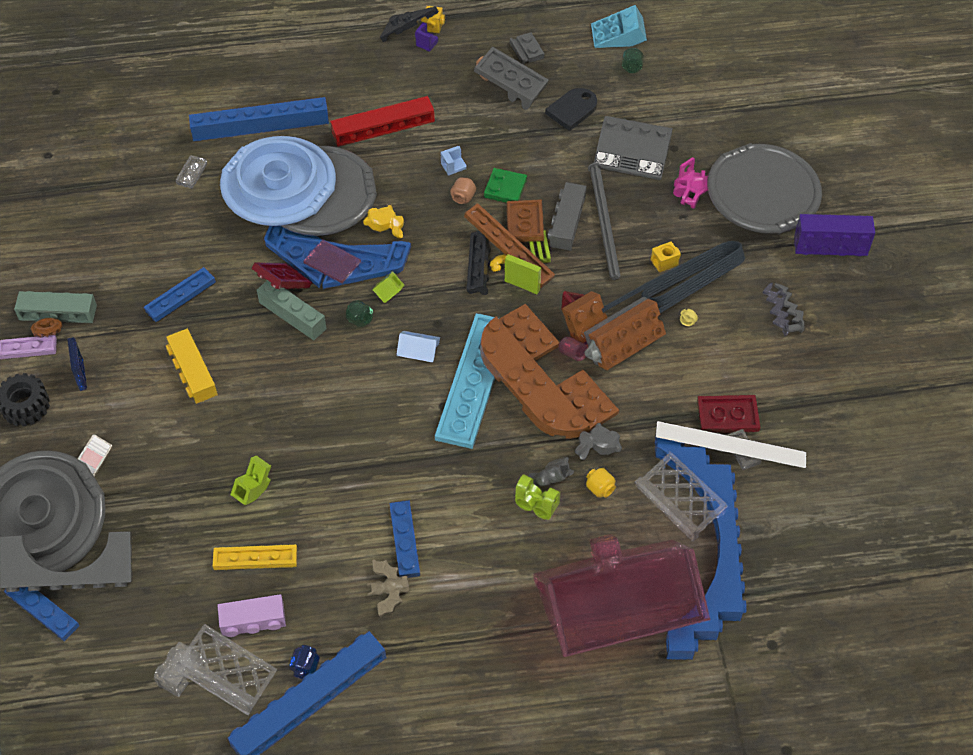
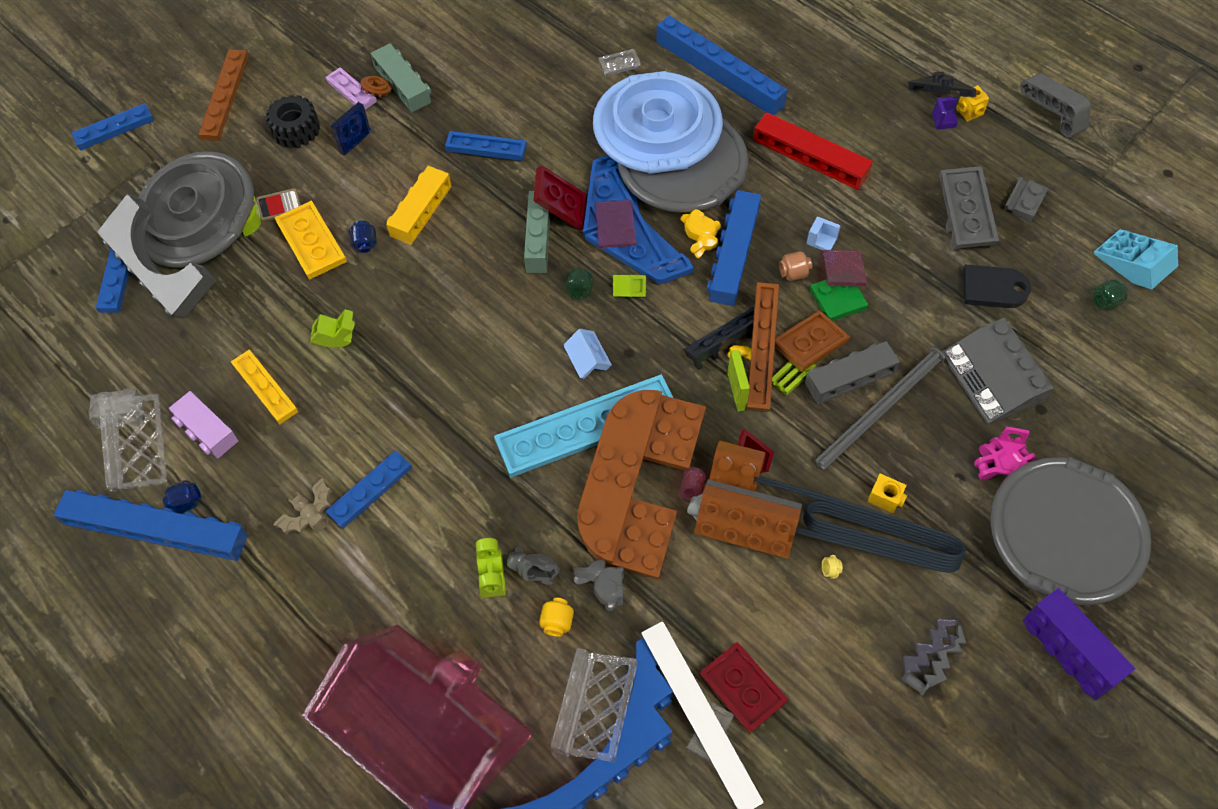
camera: 55 degrees right, 5 degrees up
(149, 453) = (310, 240): none -> yellow plate
(183, 417) = (362, 236): none -> clear blue head
(417, 211) = (735, 248): none -> blue brick
(489, 167) = (844, 268): none -> clear pink piece

